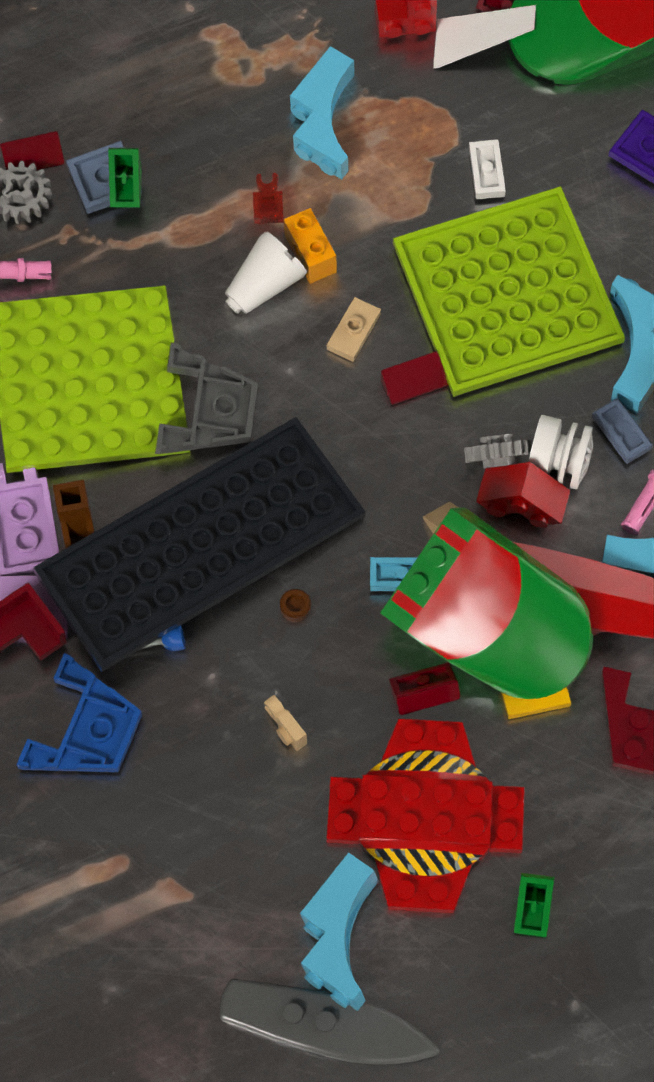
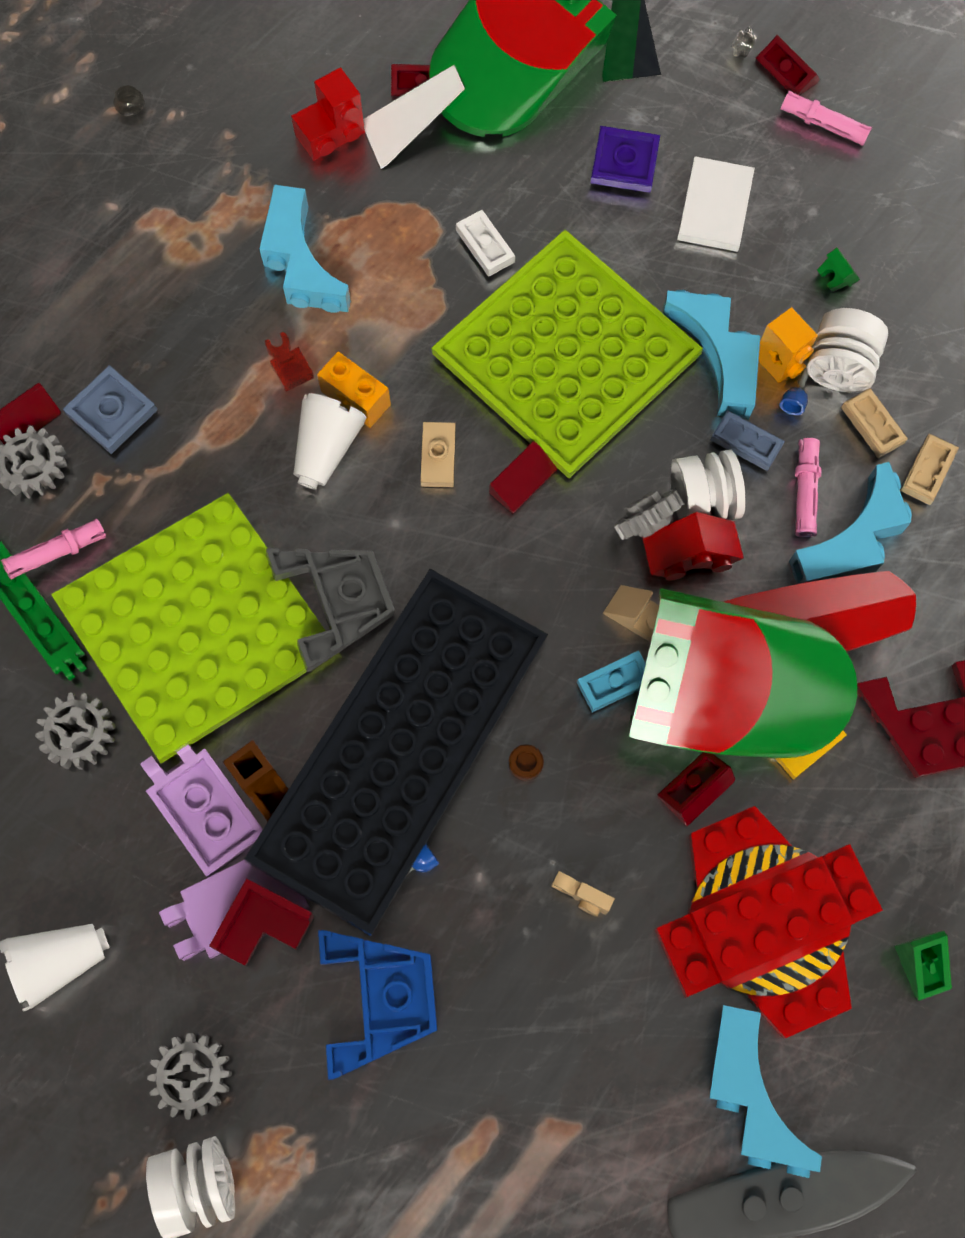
camera: 30 degrees left, 5 degrees up
(125, 177) = (133, 399): green slope -> none

